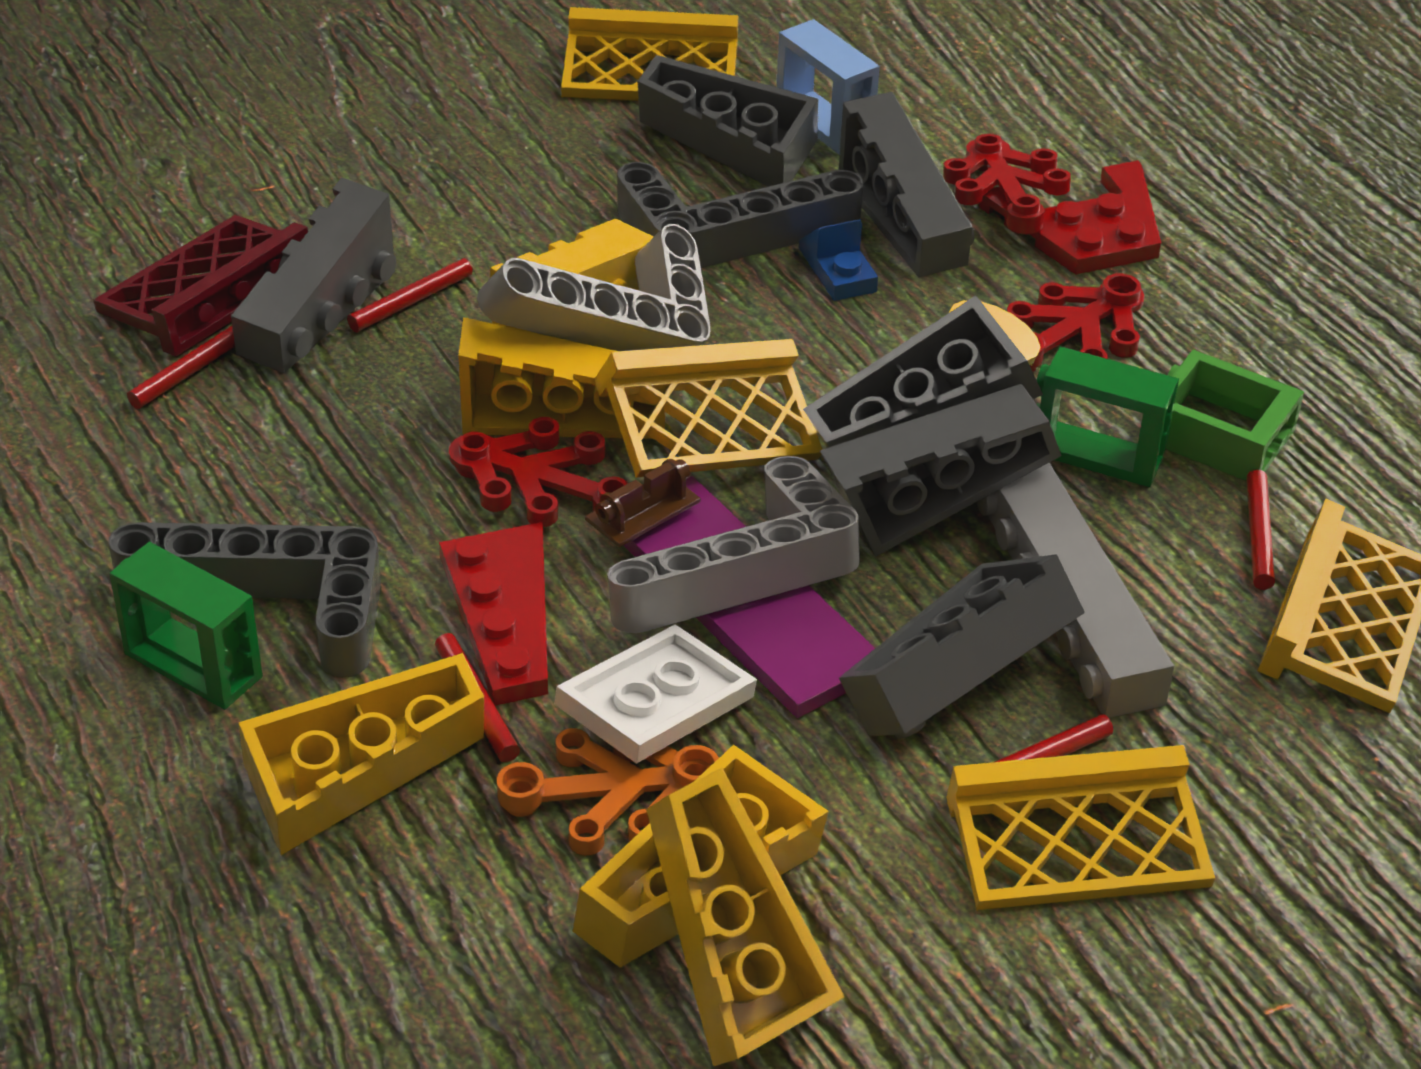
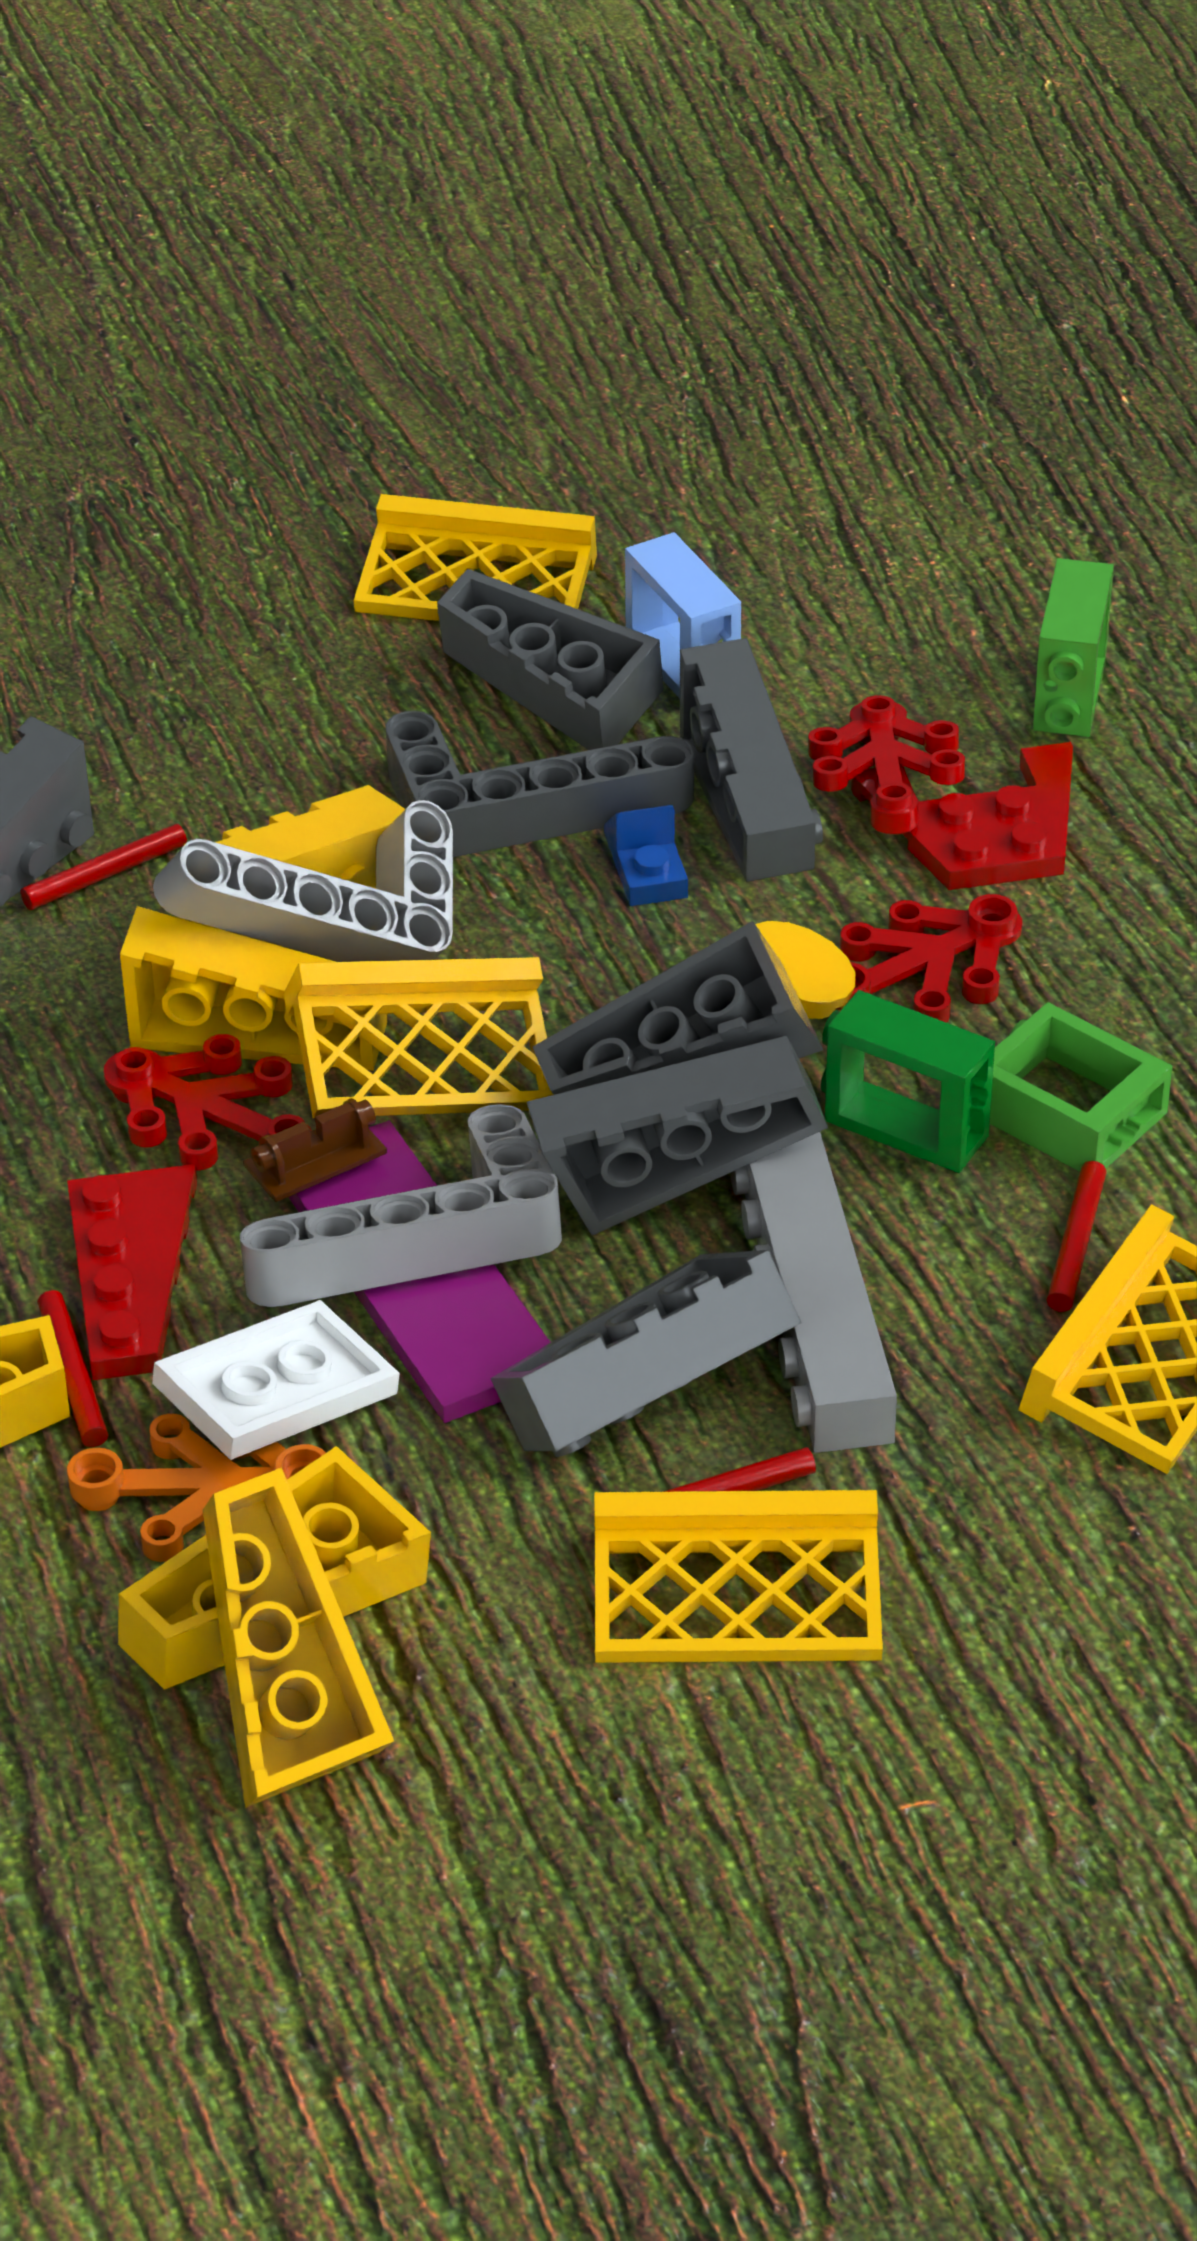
camera: 10 degrees right, 0 degrees up
(1127, 90) = (1073, 647): none -> bright green window

